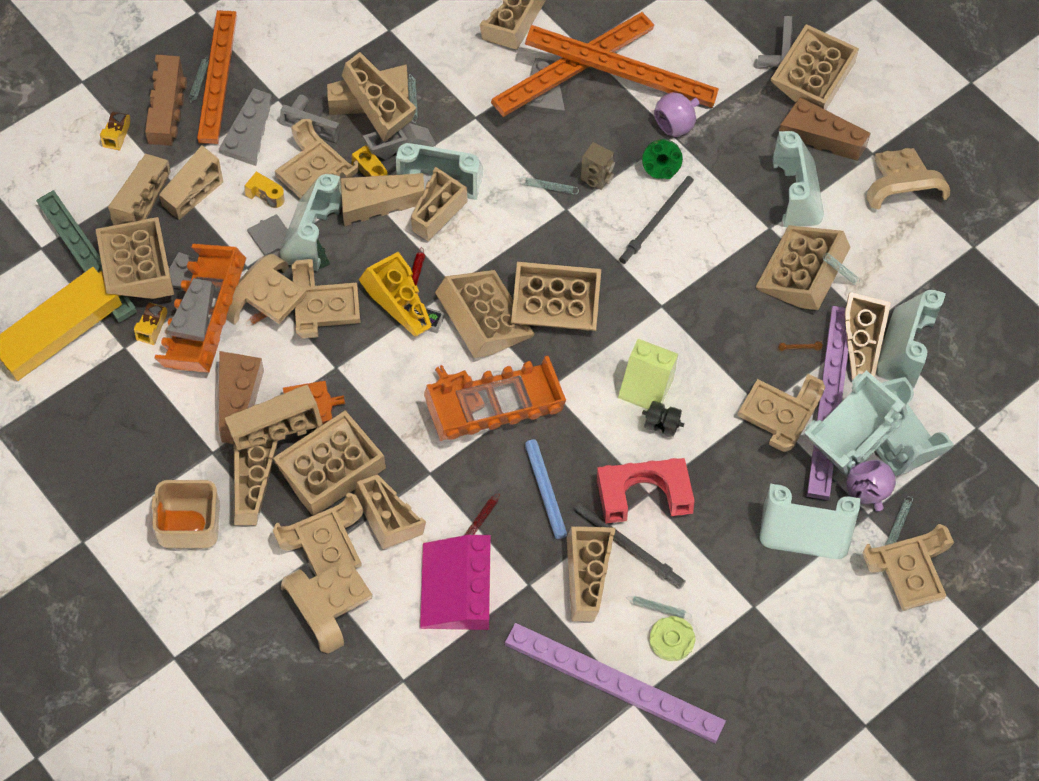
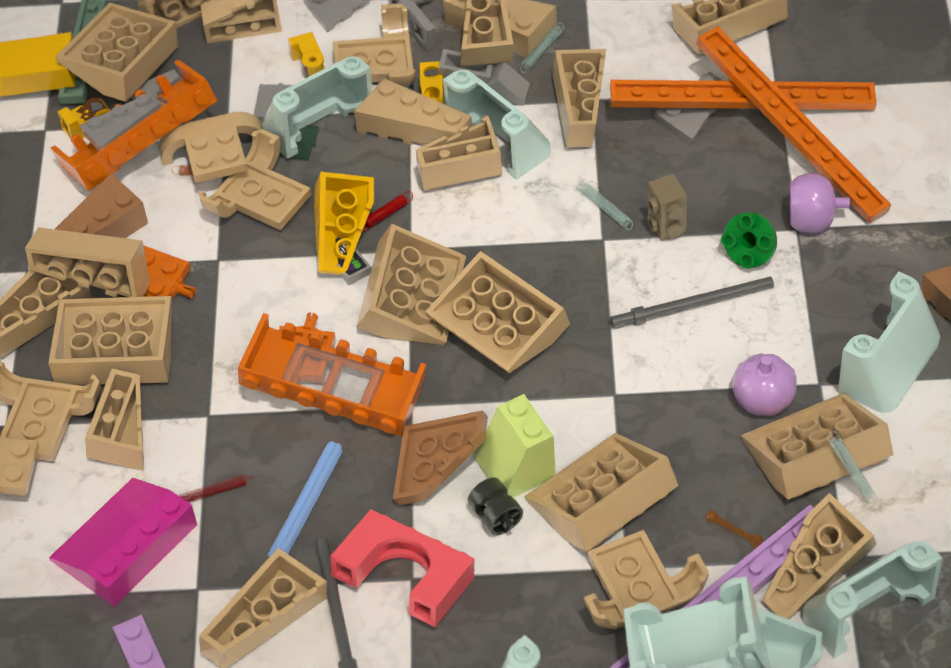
camera: 45 degrees right, 10 degrees down
(472, 119) = (578, 88): none -> tan wedge
(600, 408) = (433, 452): none -> medium nougat plate
(711, 369) = (603, 490): none -> tan slope
(748, 247) = (764, 384): none -> lavender piece

